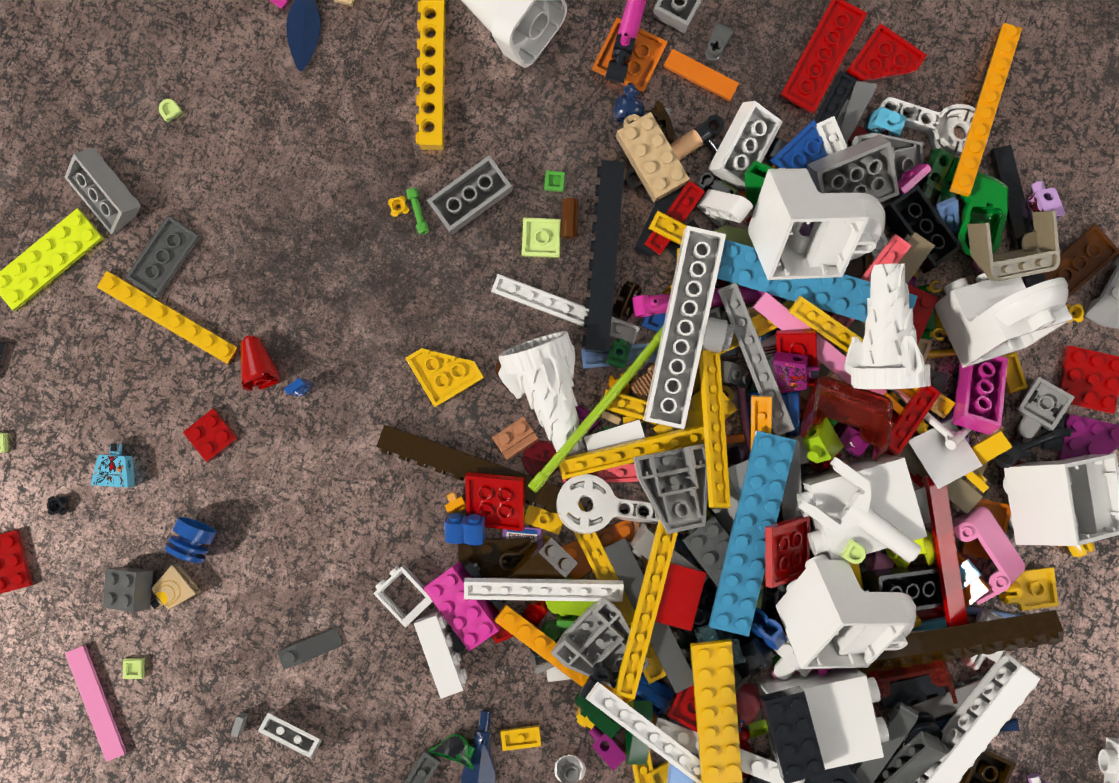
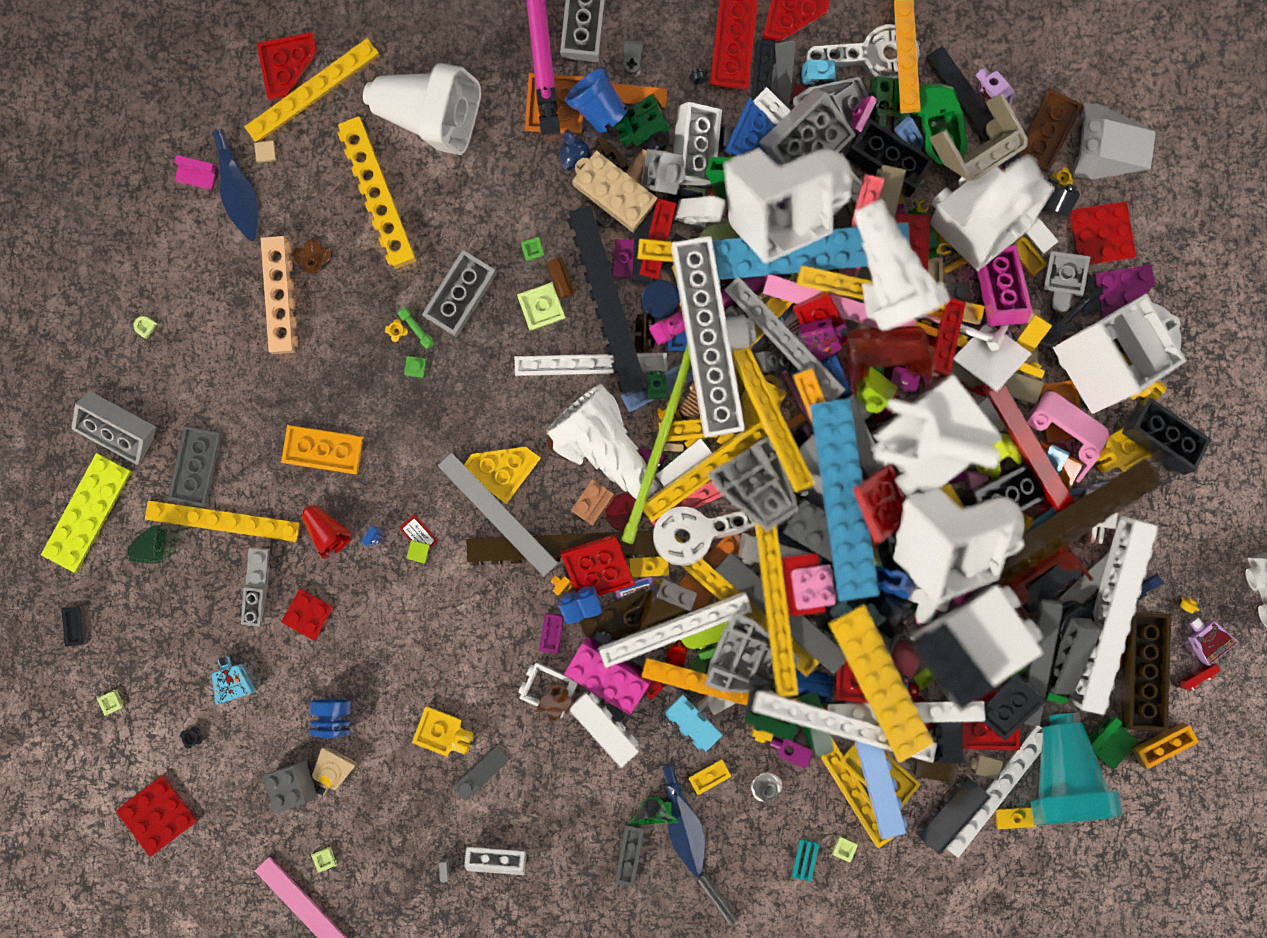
camera: 25 degrees left, 0 degrees up
(89, 313) = (149, 545): none -> clear green slope
(173, 390) = (256, 586): none -> light grey slope
(286, 288) = (322, 449): none -> light orange tile
(289, 596) = (442, 733): none -> yellow plate
(312, 83) = (270, 247): none -> light nougat brick
(335, 418) = (418, 551): none -> lime tile
(342, 402) = (416, 531): none -> sticker
(349, 104) = (312, 253): none -> reddish brown plate
(402, 246) = (415, 367): none -> bright green plate
(404, 612) = (555, 702): none -> reddish brown plate
(422, 414) = (497, 514): none -> light grey tile
(428, 544) = (551, 633): none -> magenta plate
(525, 681) = (692, 722): none -> medium azure wedge
(635, 223) = (623, 258): none -> magenta plate
(654, 275) = (660, 299): none -> dark blue tile
(670, 66) = (597, 100): none -> blue piece
(690, 603) = (813, 587): none -> bright pink bracket
(703, 103) = (642, 121): none -> dark green hips
(705, 156) = (663, 171): none -> light grey brick
(772, 83) = (698, 76): none -> black plate
(854, 552) = (941, 479): yellowish green tile -> none
(1032, 359) = (1041, 236): none -> white tile
(1034, 759) = (1189, 604): none -> yellow plate
(1069, 333) = (1062, 197): none -> black brick
(1078, 594) = (1166, 436): none -> black brick

